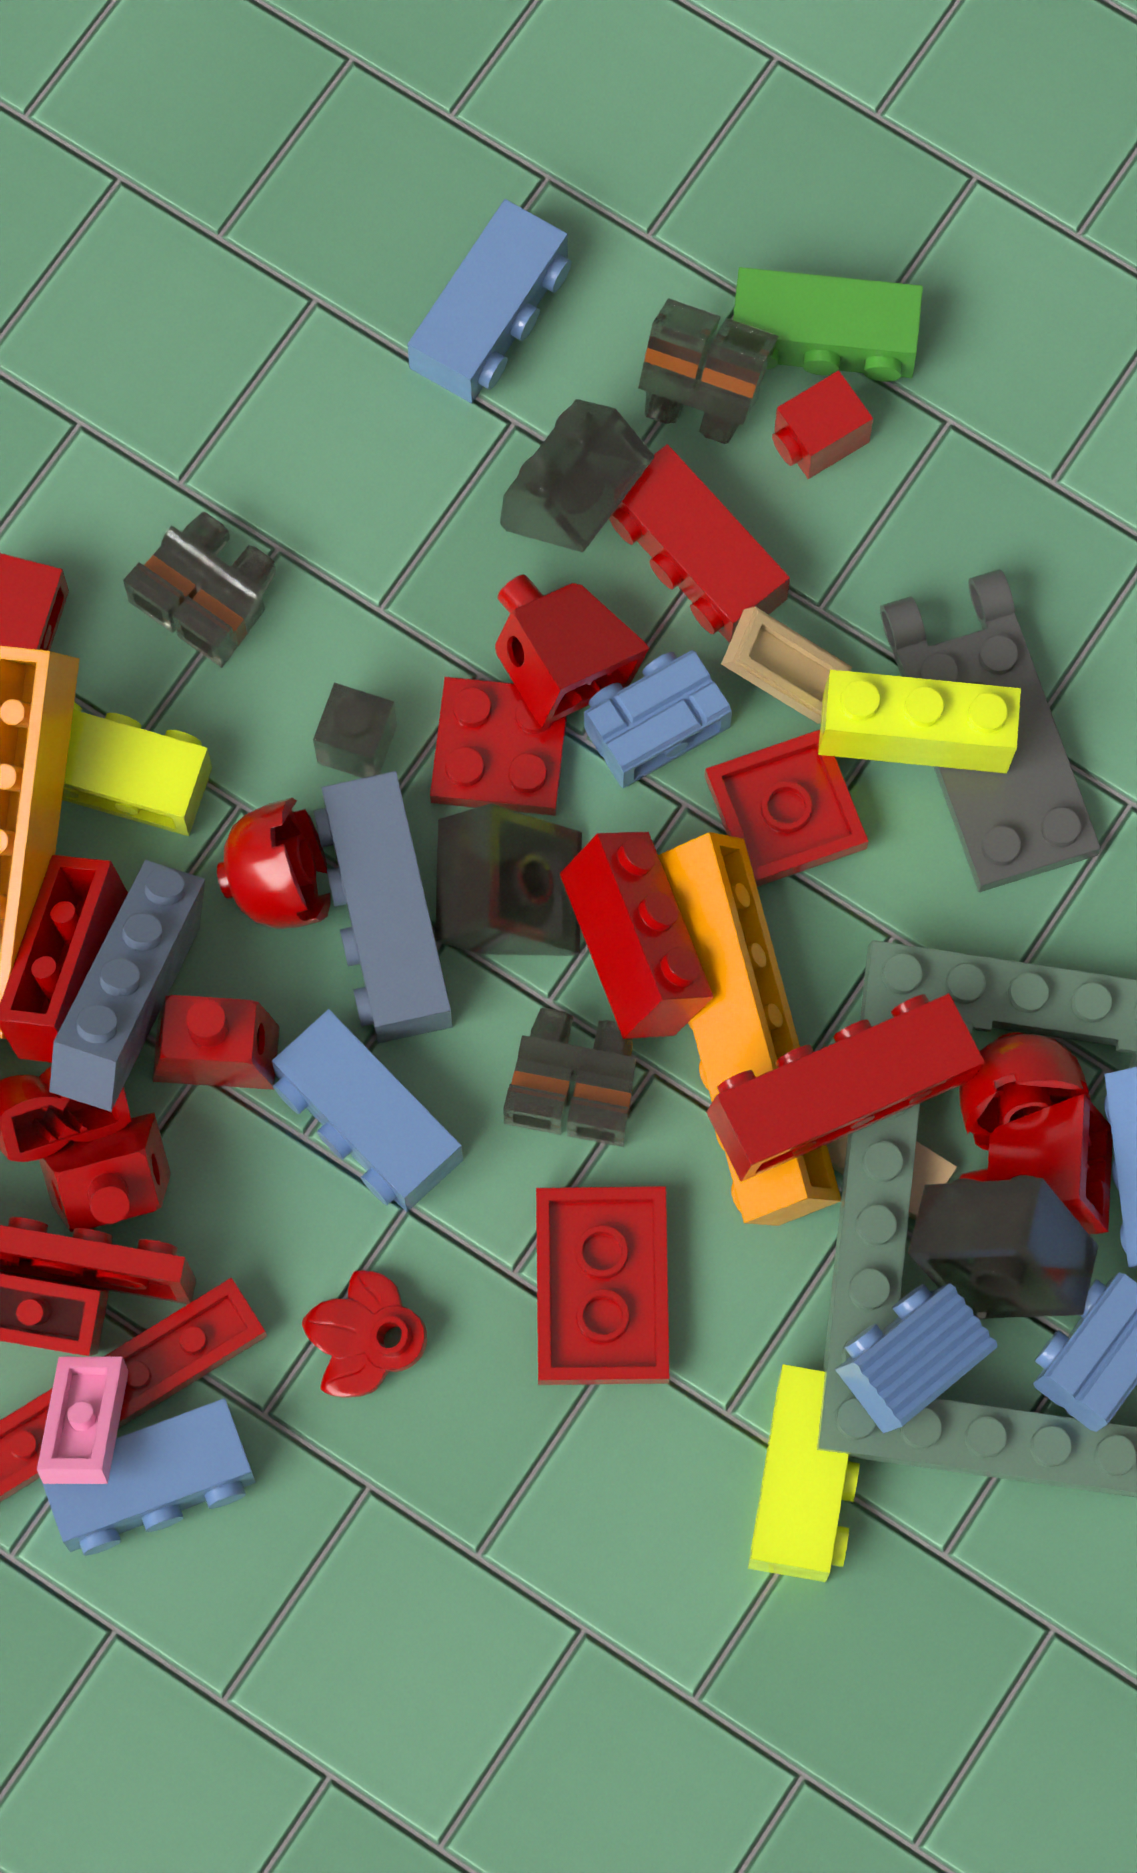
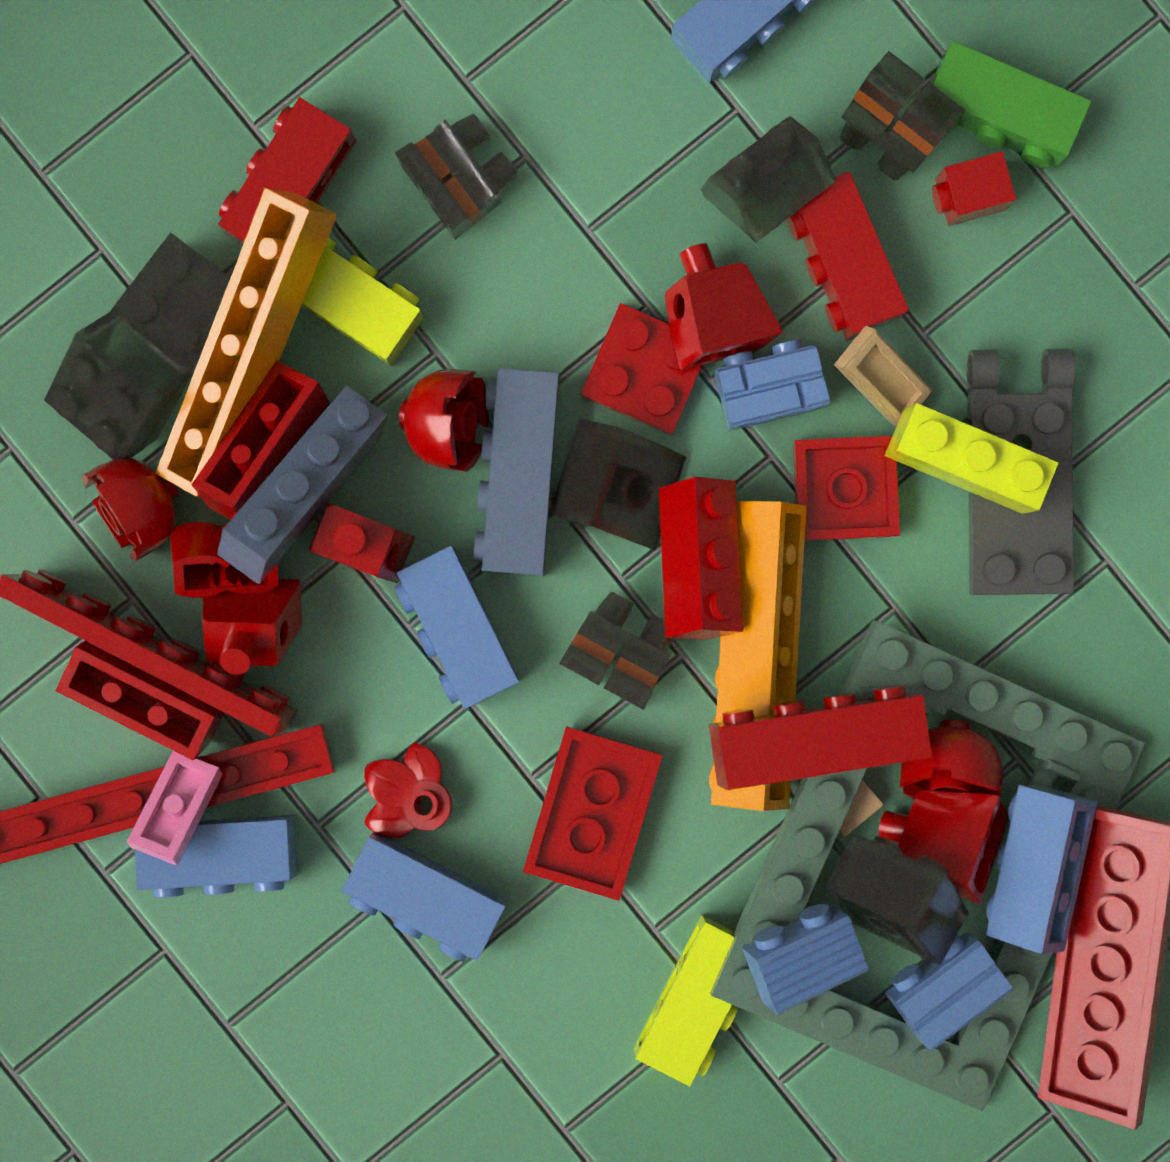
camera: 15 degrees right, 15 degrees up
(355, 731) = (538, 327): clear smoke brick -> none
(424, 1451) = (423, 897): none -> medium blue brick

